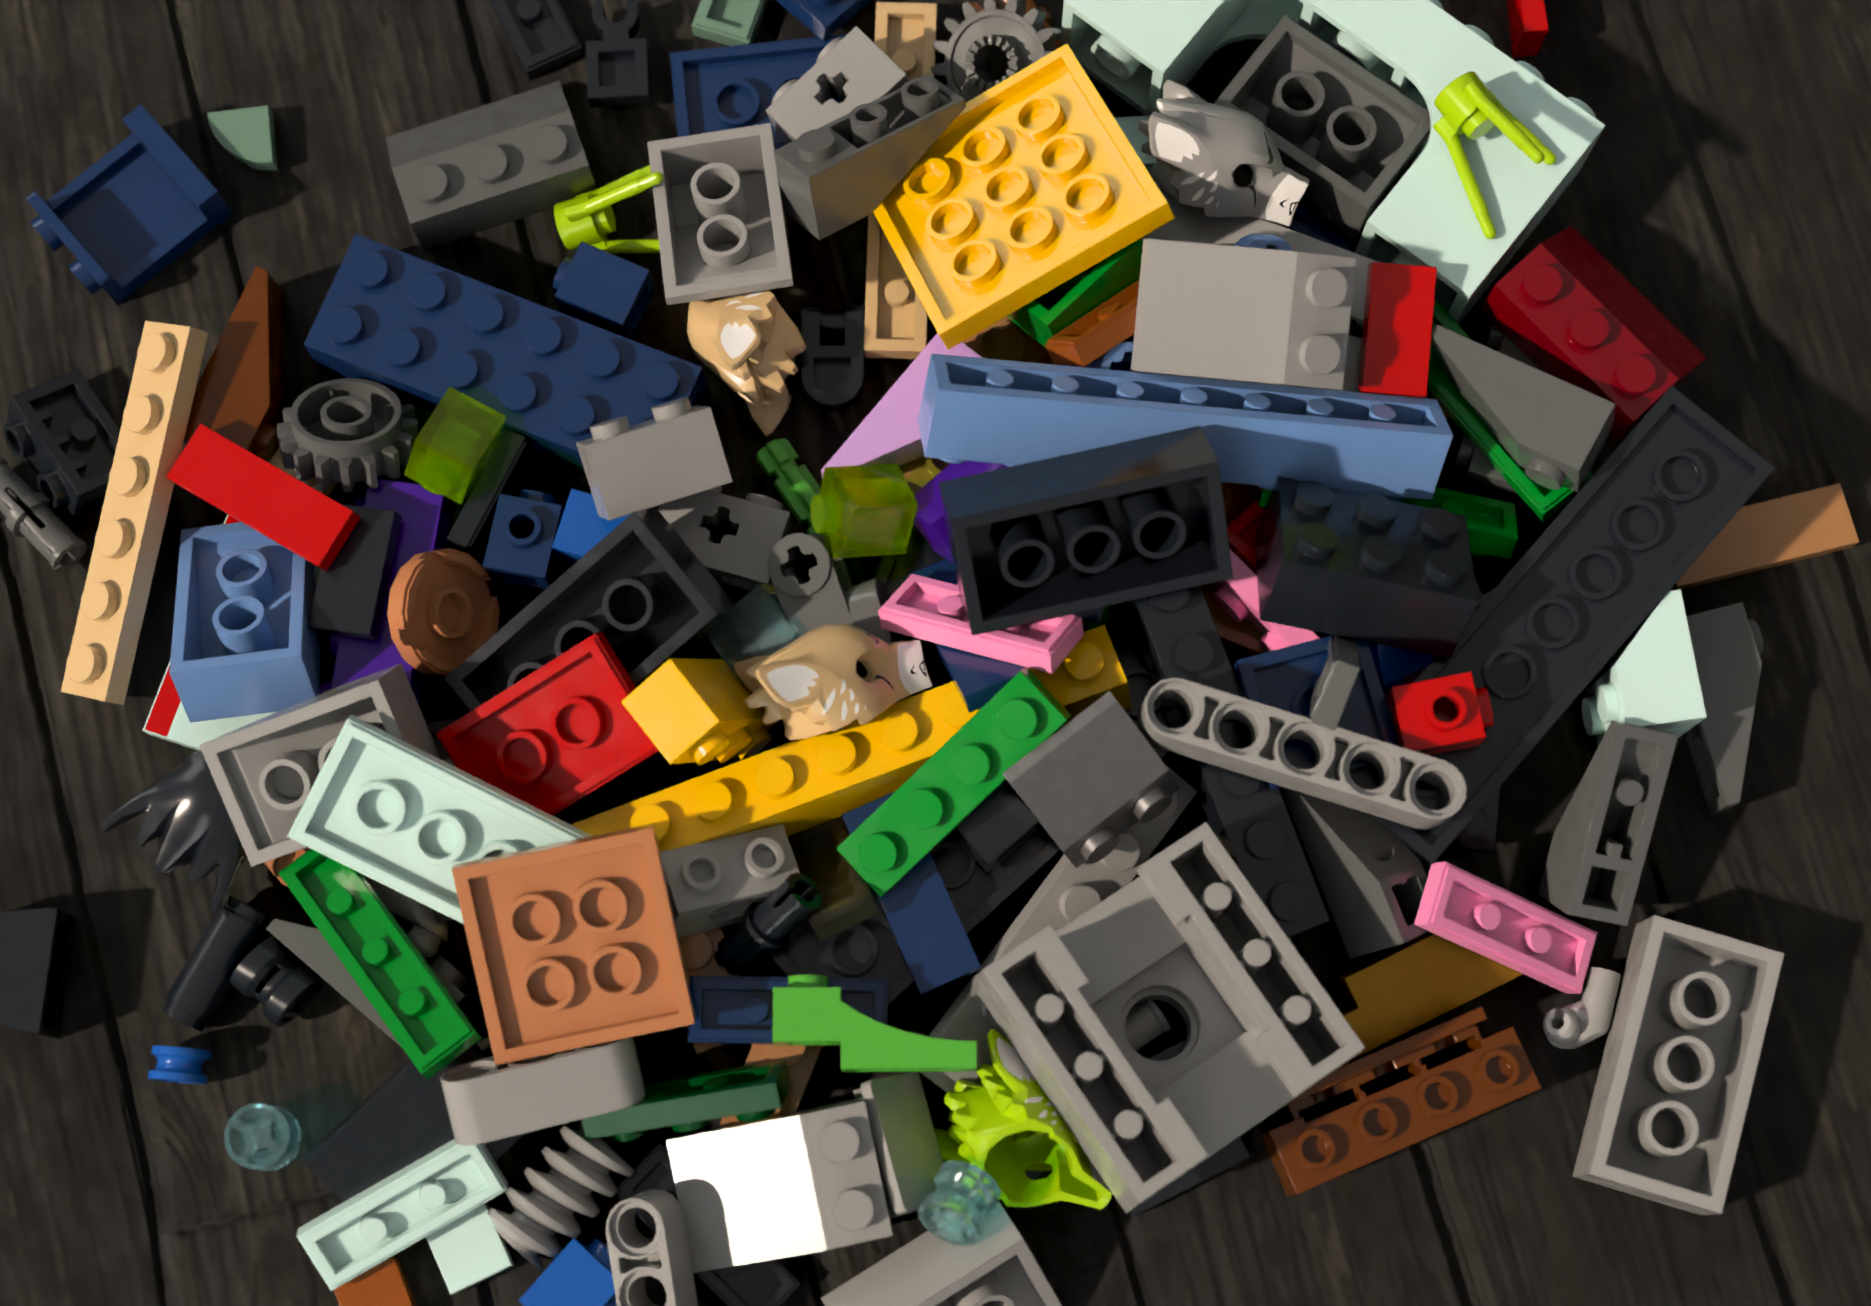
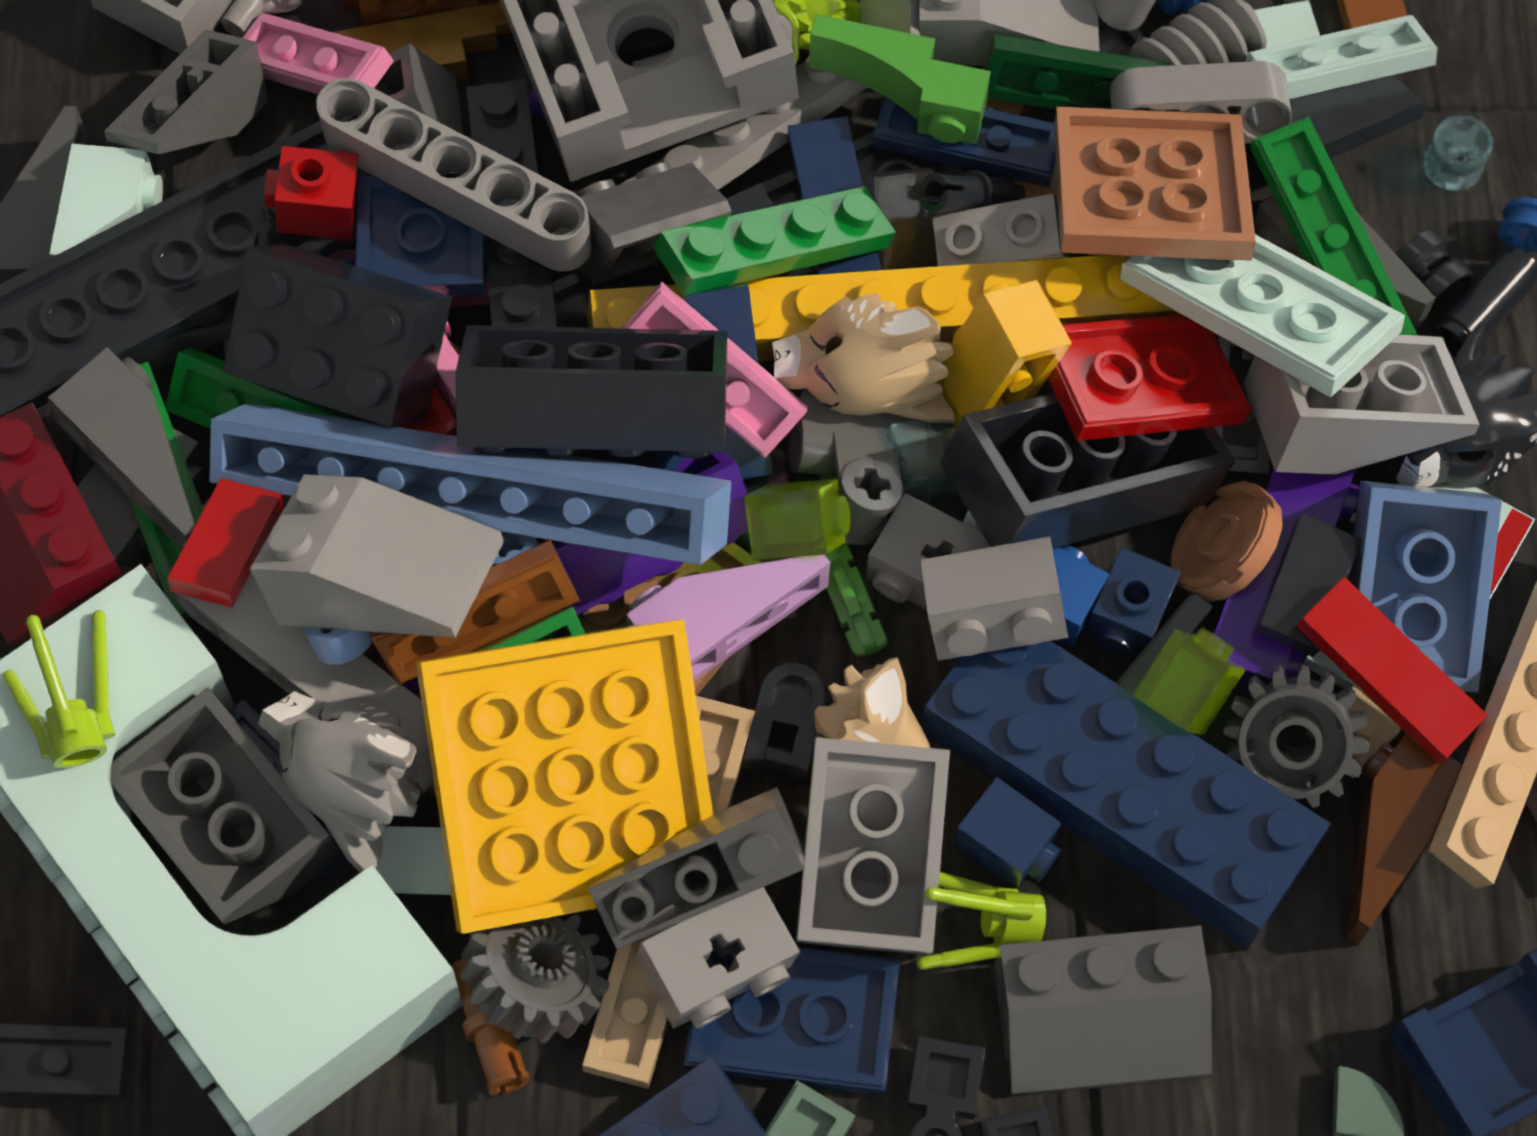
camera: 170 degrees left, 10 degrees down
(1335, 682) = (402, 211): dark grey tile -> none

